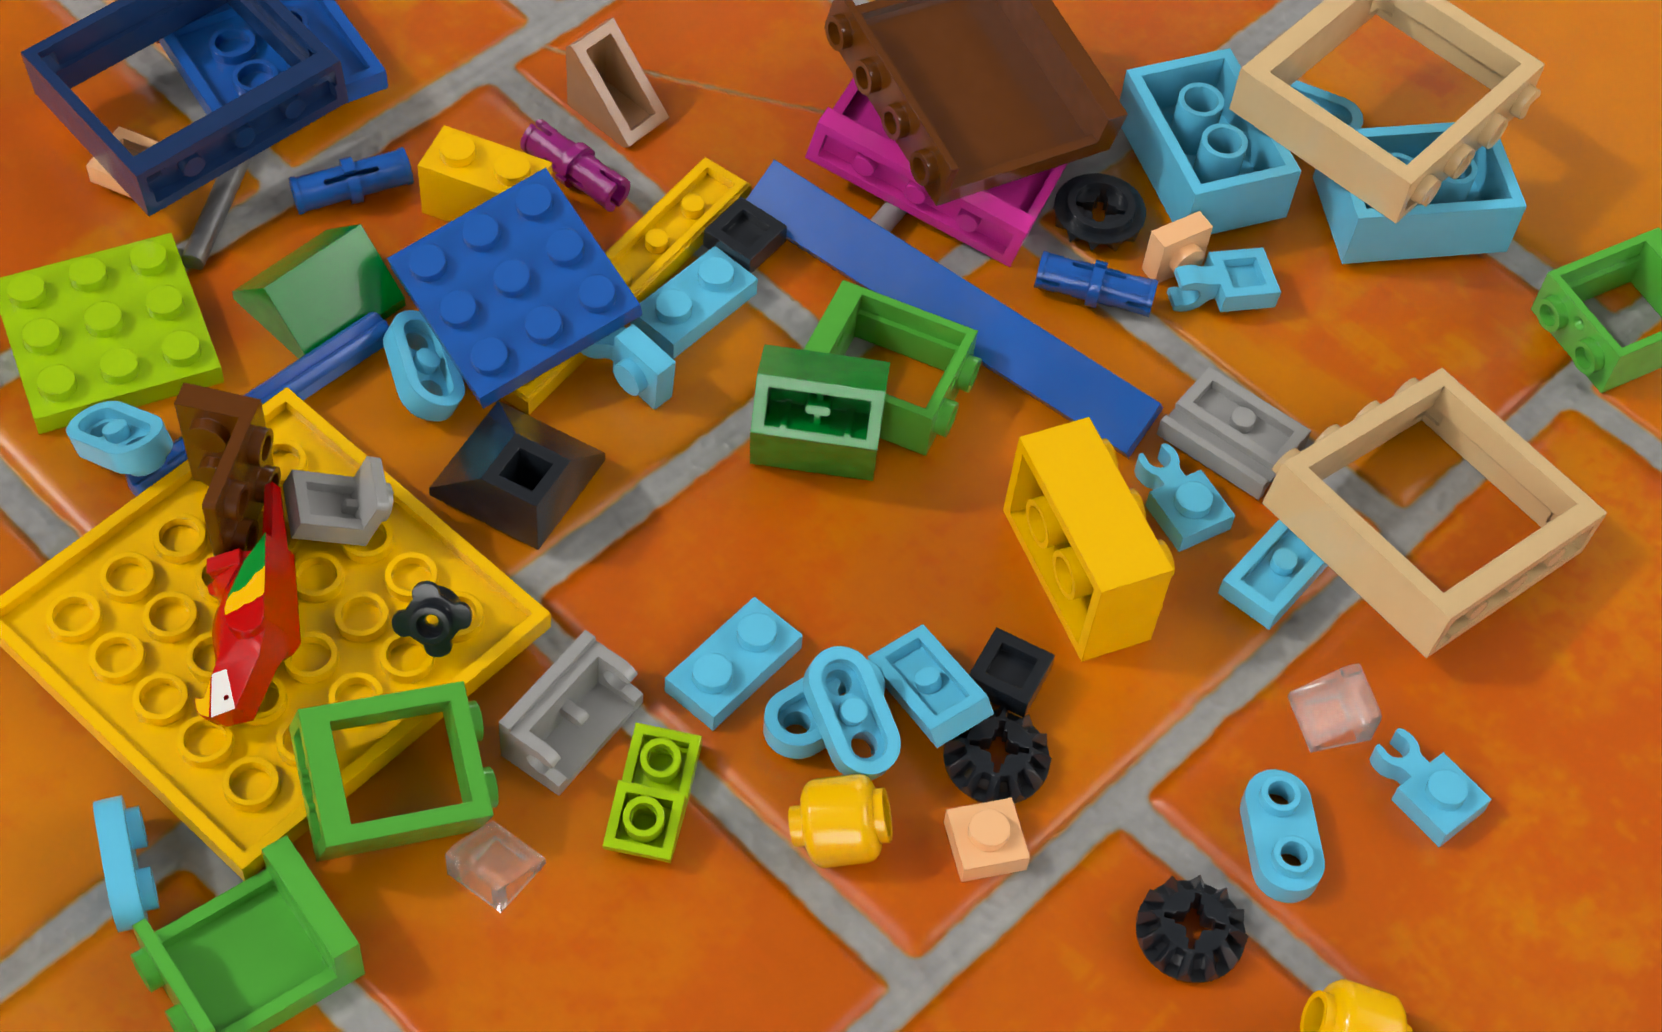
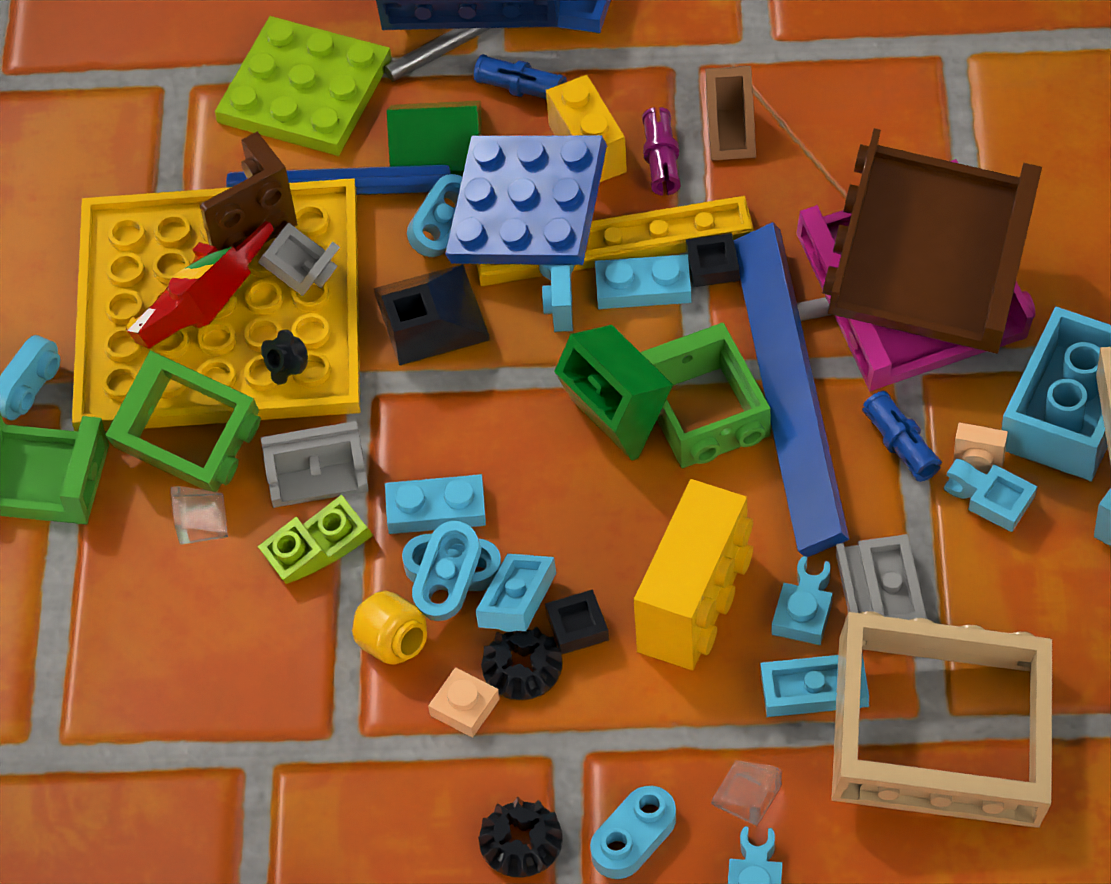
camera: 55 degrees right, 0 degrees up
(120, 438) = (230, 149): medium azure plate -> none
(1122, 205) = (964, 376): black gear -> none

